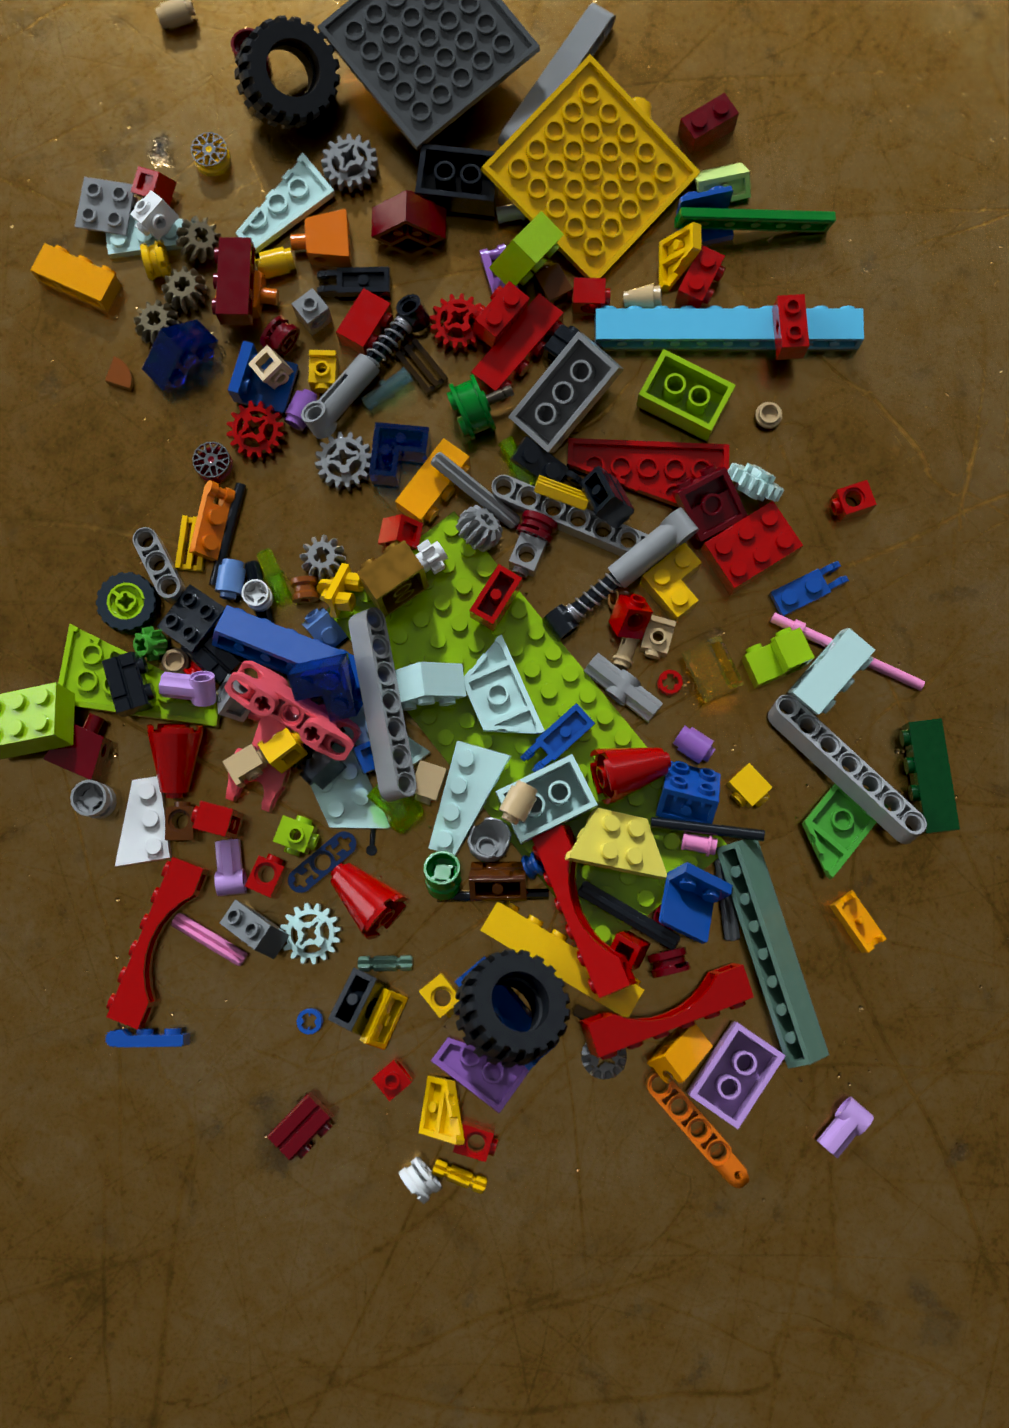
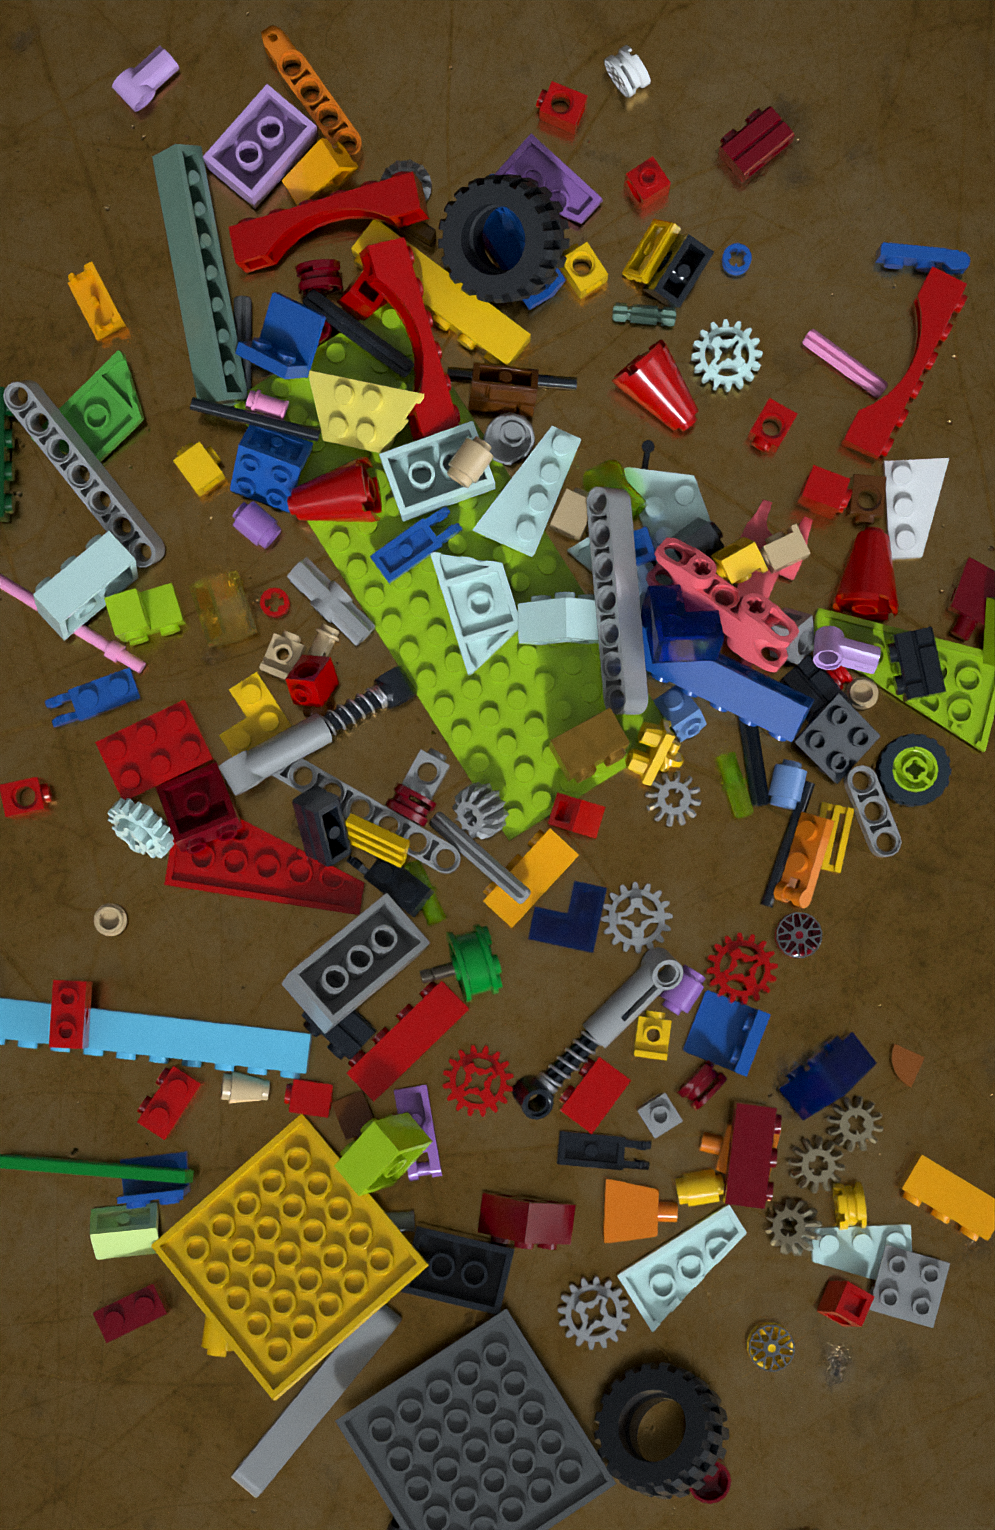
camera: 175 degrees left, 5 degrees up
(93, 799) = (968, 535): light grey wheel -> none
(150, 643) = (889, 715): bright green gear -> none
(153, 216) = (846, 1256): white brick -> none
(230, 874) = (814, 432): lavender piece -> none
(254, 591) = (760, 755): white wheel -> none
(254, 929) = (790, 363): dark grey brick -> none
(276, 373) = (715, 1039): tan brick -> none
(287, 832) = (732, 479): lime brick -> none
(304, 589) = (699, 762): dark orange wheel -> none
(311, 881) = (681, 443): dark blue beam -> none
(387, 389) = (575, 1005): clear light blue pin -> none
(408, 350) = (544, 1055): dark brown tile -> none
(431, 556) = (542, 777): white gear -> none
(441, 1111) = (596, 142): yellow wing -> none
(442, 875) = (567, 402): green wheel -> none
(459, 1176) = (583, 72): yellow axle -> none
(496, 597) = (469, 716): red brick -> none
(500, 313) = (424, 1075): red brick -> none
(532, 866) = (463, 399): blue bush -> none
(677, 253) = (194, 1135): yellow wing -> none
(685, 395) = (209, 950): lime brick -> none

